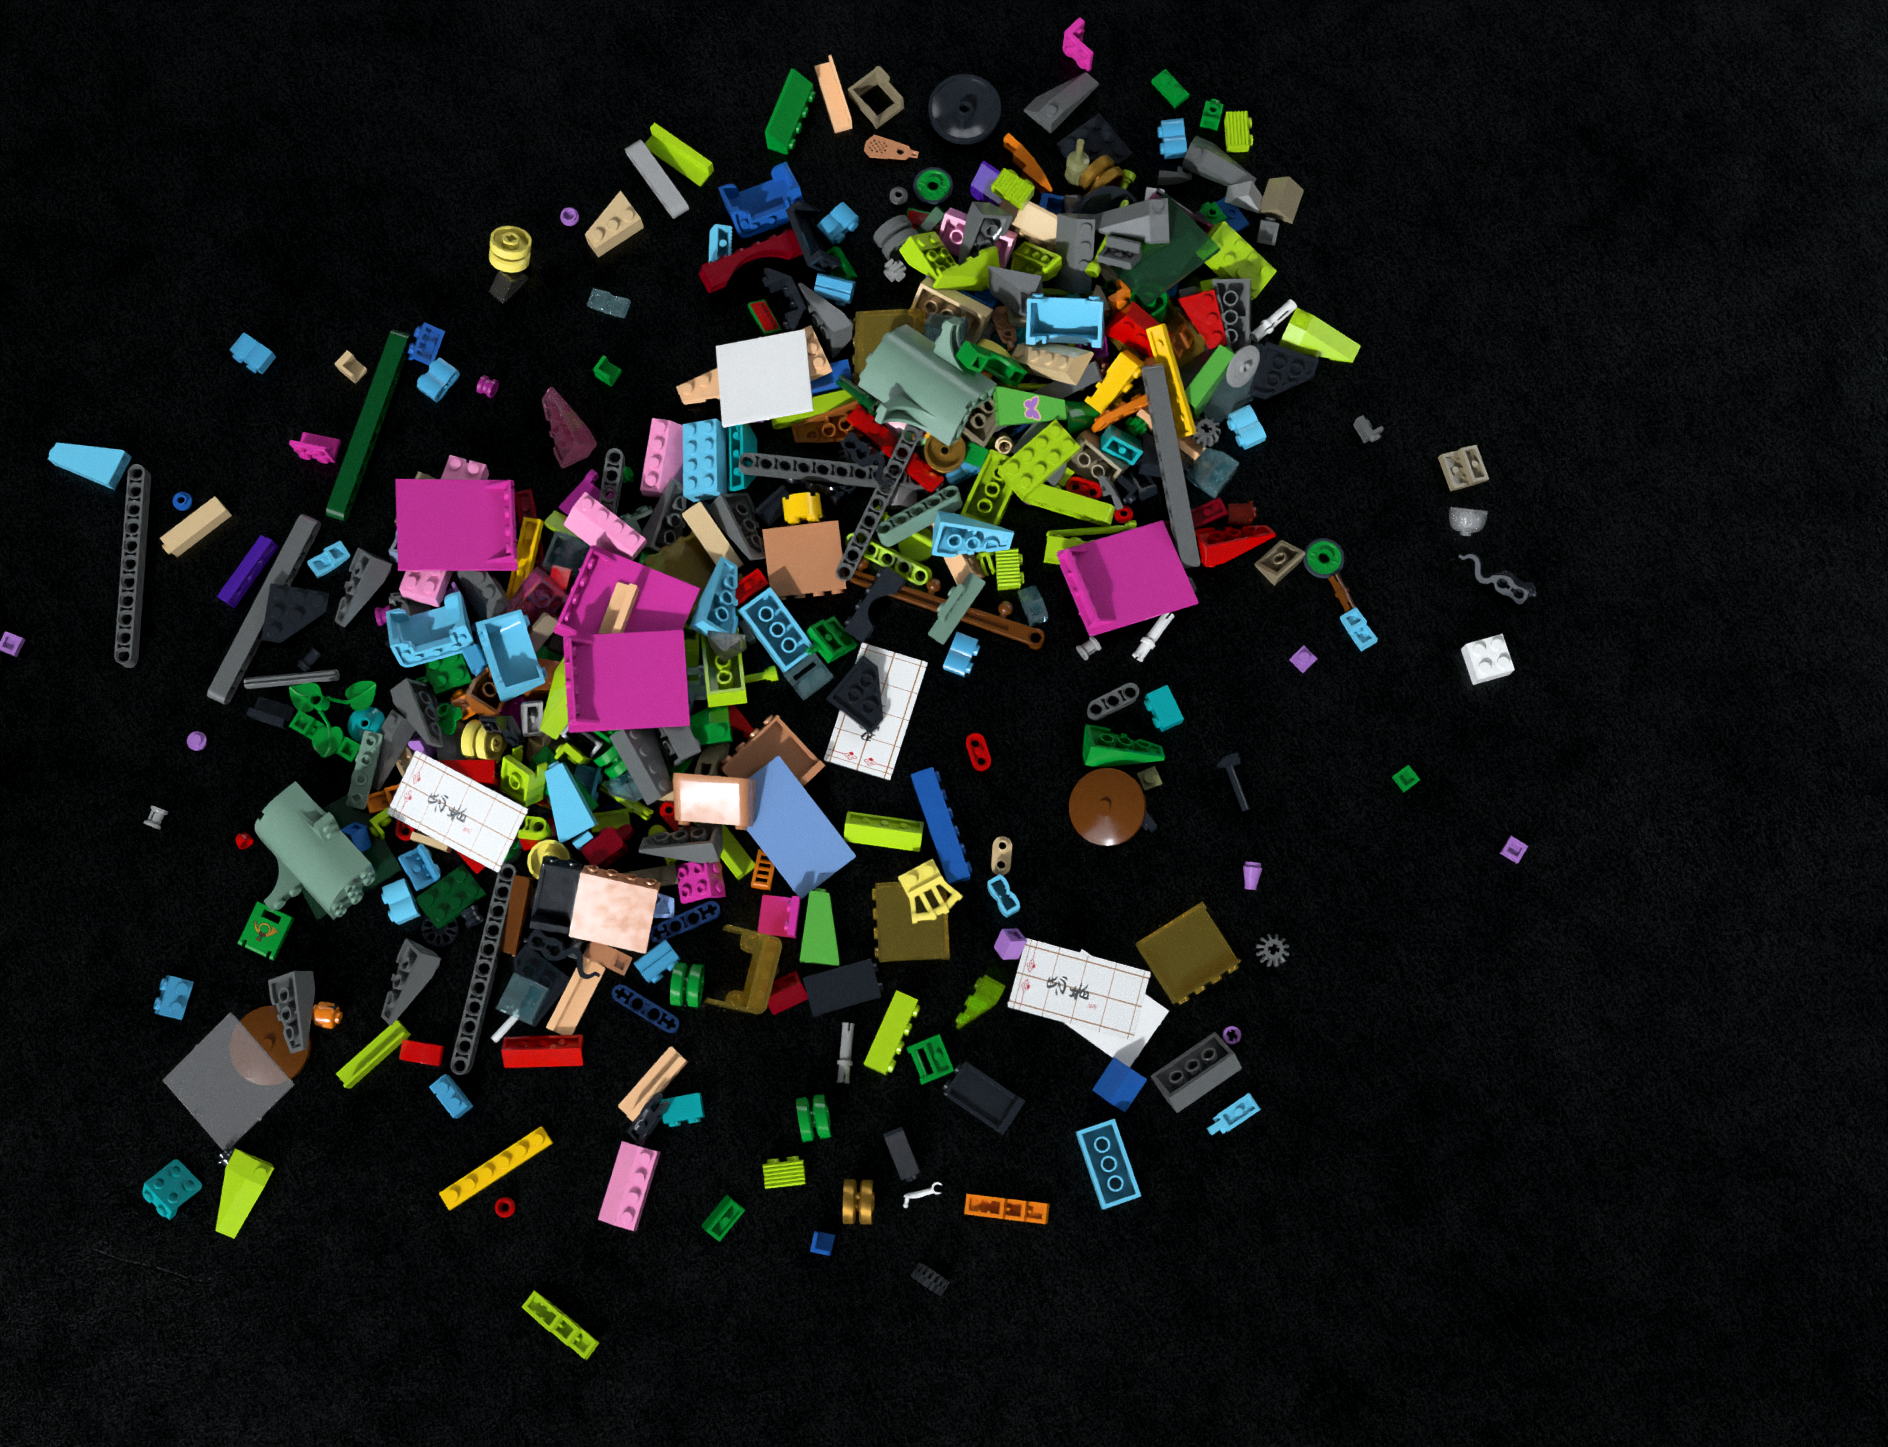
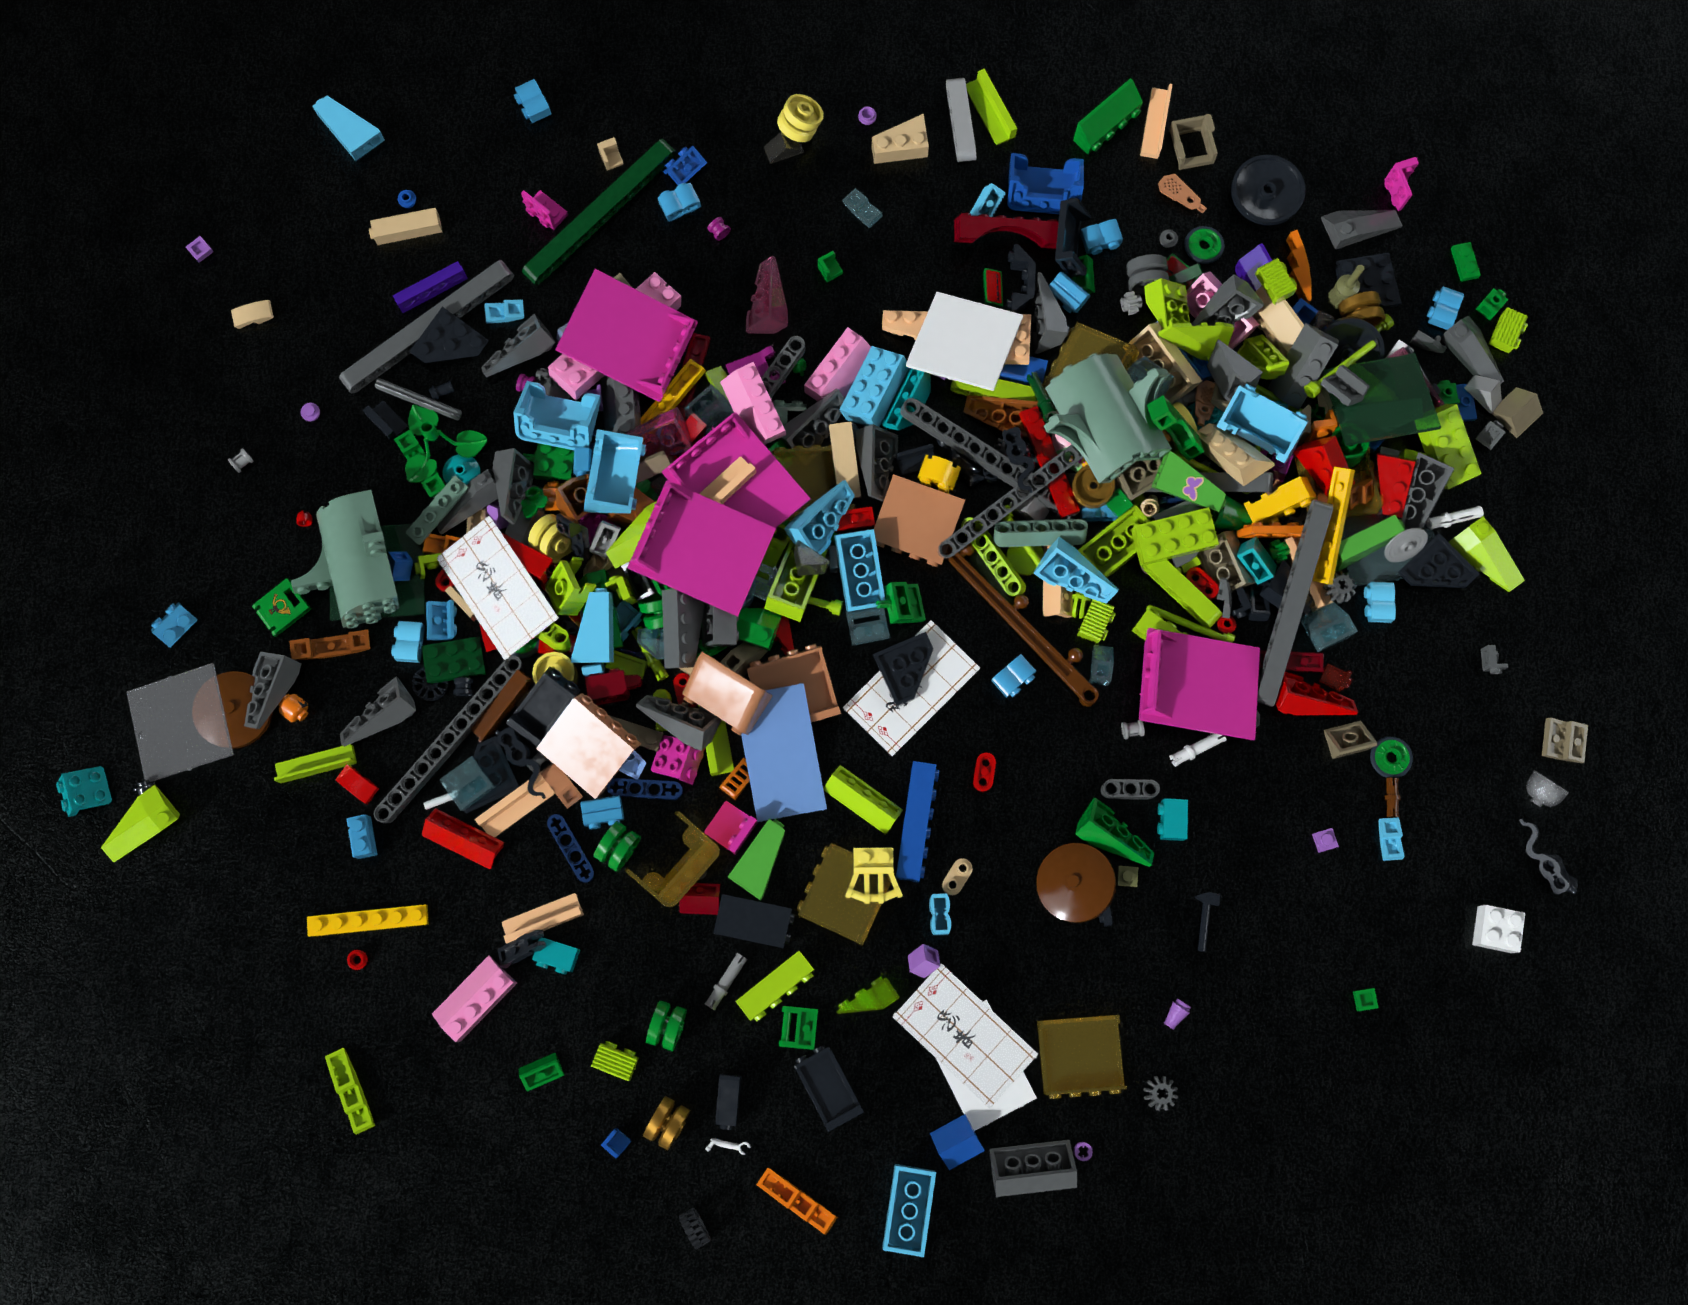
camera: 25 degrees right, 0 degrees up
(93, 677) = (253, 312): none -> tan slope
(137, 573) = (335, 242): dark grey beam -> none
(330, 942) = (330, 646): none -> dark orange slope
(861, 623) = (938, 603): black arch -> none
(955, 607) = (1031, 631): sand green bracket -> none
(1141, 221) = (1379, 366): dark grey wedge -> none
(1234, 1114) = (1048, 1226): medium azure hinge -> none
(1514, 849) = (1434, 1118): medium lavender plate -> none

